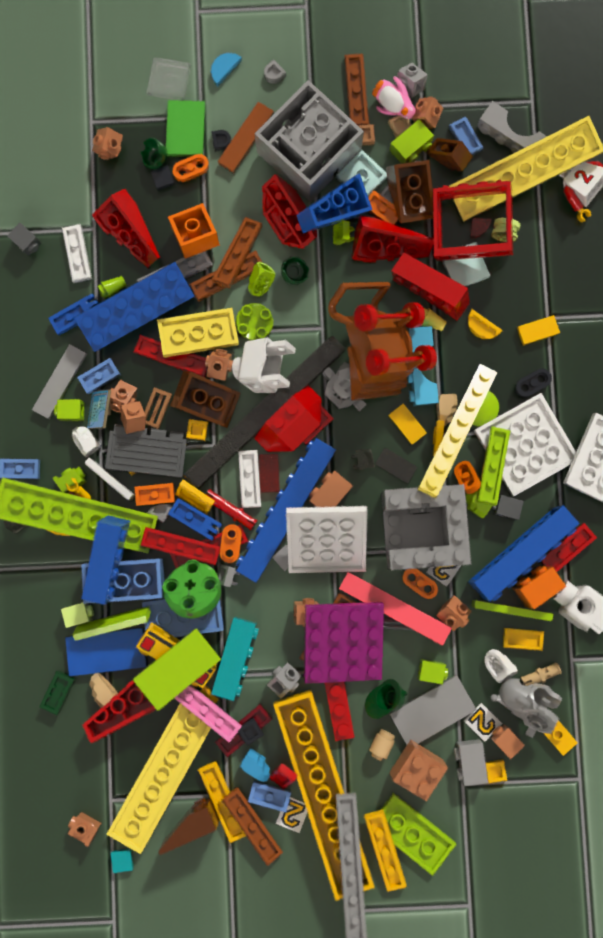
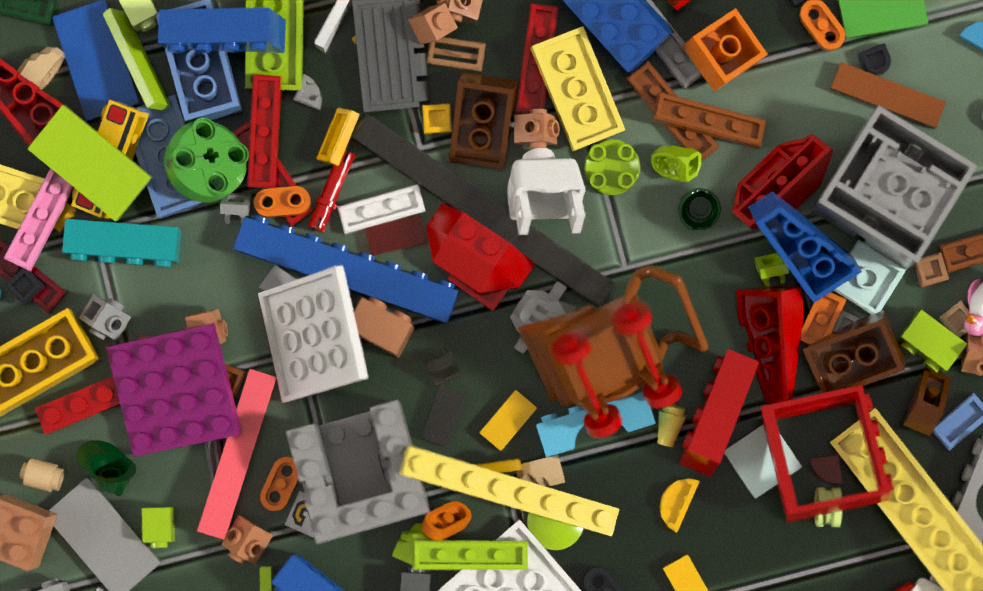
camera: 80 degrees right, 0 degrees up
(154, 494) = (331, 79): orange plate -> none
(194, 519) = (307, 142): blue hinge -> none

